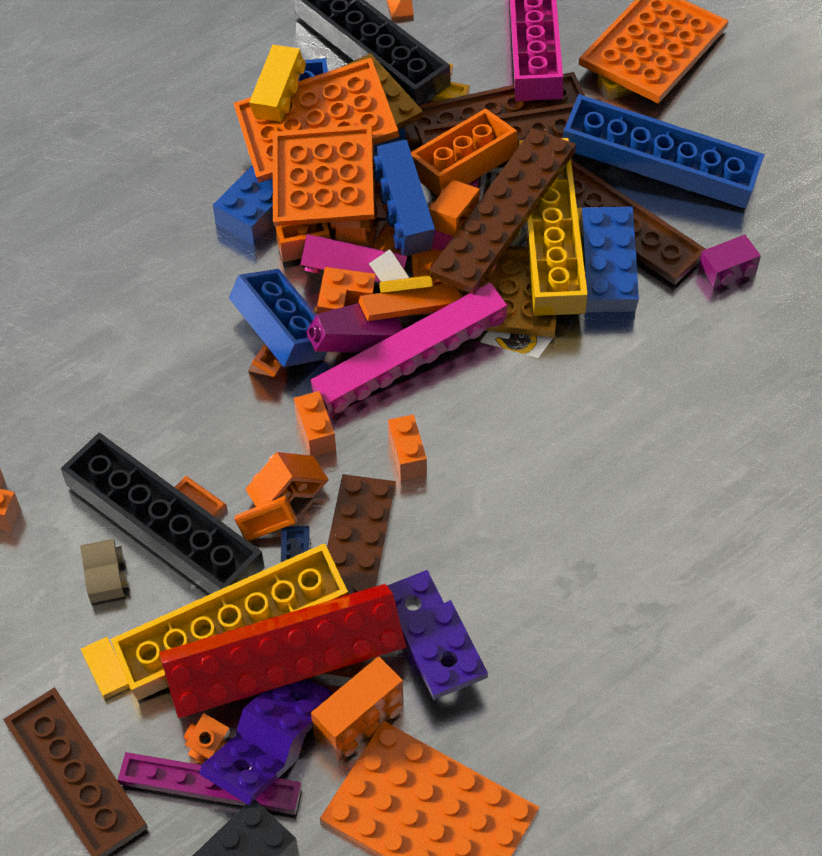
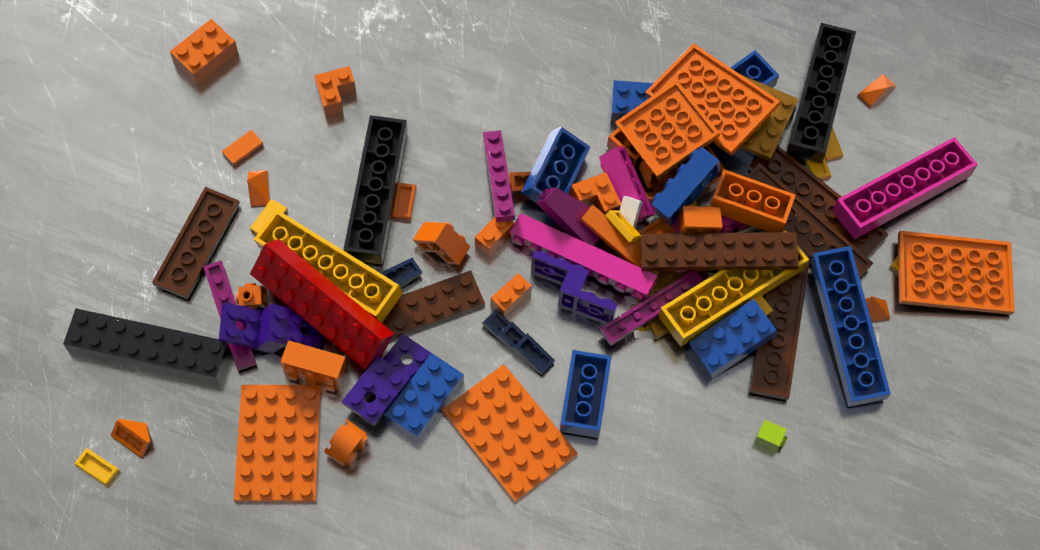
camera: 55 degrees right, 10 degrees up
(51, 658) = (258, 188): none -> orange slope
(102, 570) = (325, 179): dark tan brick -> none
(245, 378) = (498, 176): none -> magenta plate
(265, 518) = (410, 245): orange tile -> none
(277, 83) = (719, 58): yellow brick -> none
(443, 376) = (574, 283): none -> dark purple bracket
(469, 473) = (518, 342): none -> dark blue slope
(482, 604) = (424, 398): none -> blue brick
(489, 724) = (346, 443): none -> orange brick
(520, 314) = (648, 309): none -> magenta plate
(578, 542) = (509, 433): none -> orange plate
(584, 433) = (585, 393): none -> blue brick
(729, 261) = (790, 416): magenta brick -> none
(740, 289) = (771, 436): none -> lime brick

